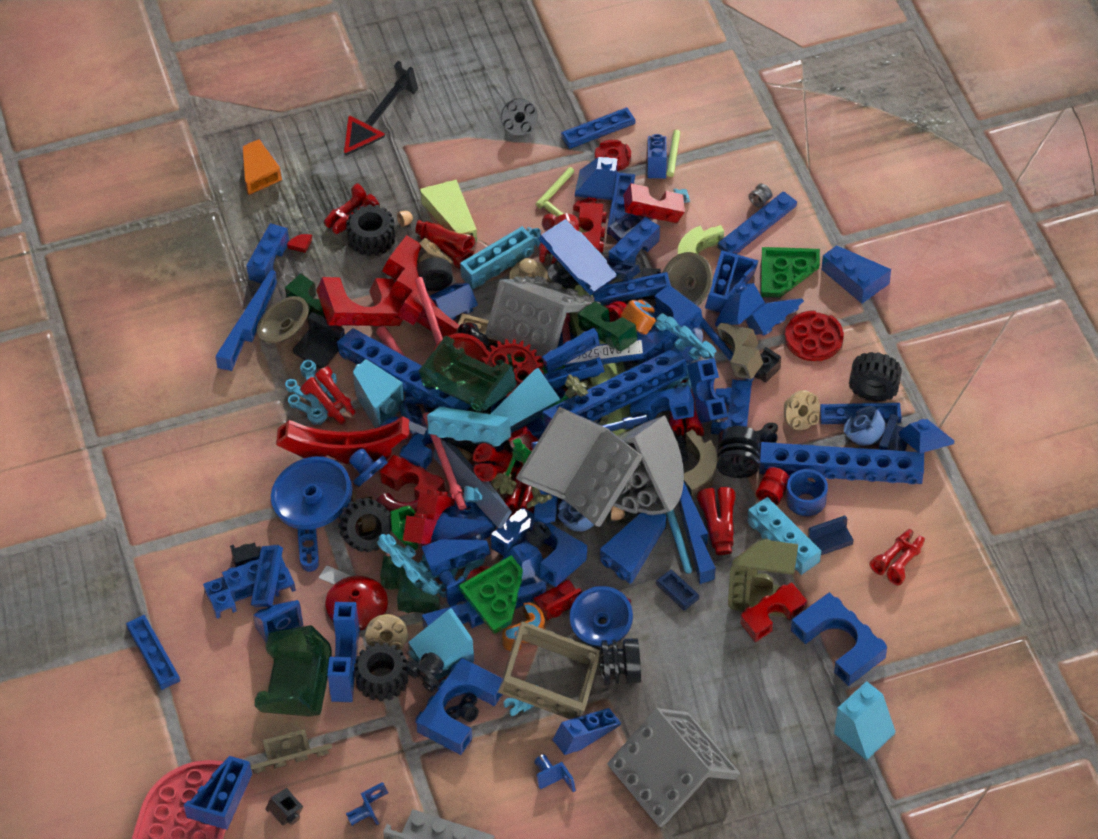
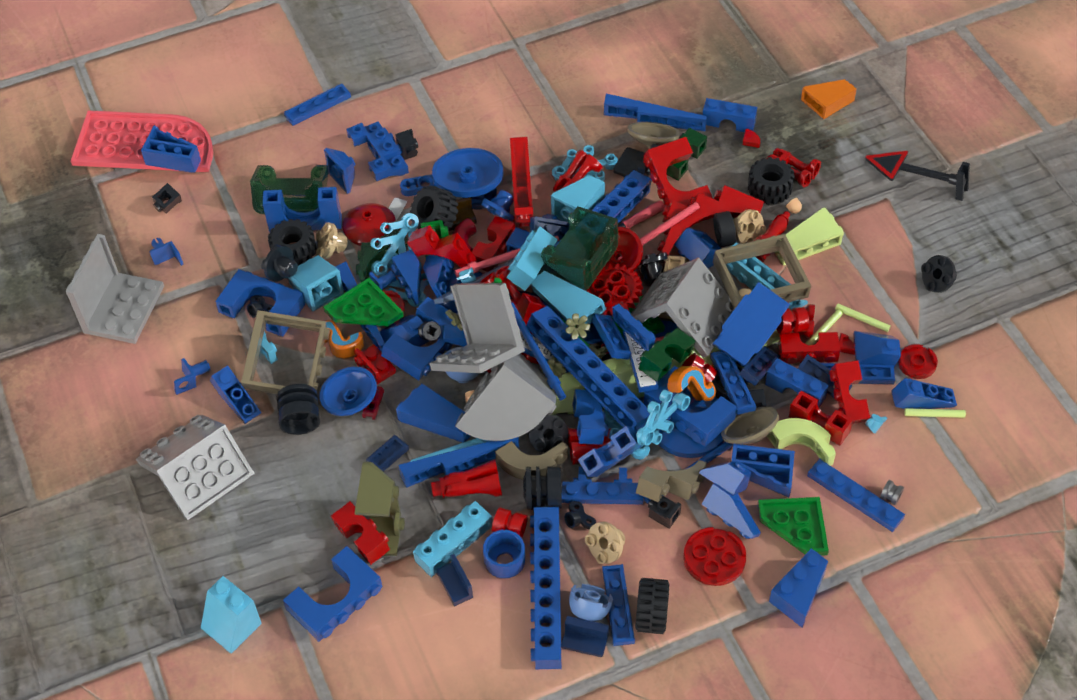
camera: 85 degrees right, 0 degrees up
(266, 576) = (376, 152): blue plate -> none
(286, 748) = (221, 195): dark tan bracket -> none
(508, 217) = (760, 247): none -> dark tan window
(598, 128) = (951, 346): blue tile -> none
(666, 240) = (807, 408): none -> red arch
(896, 571) = (415, 641): red piece -> none
(925, 436) = (585, 663): blue slope -> none

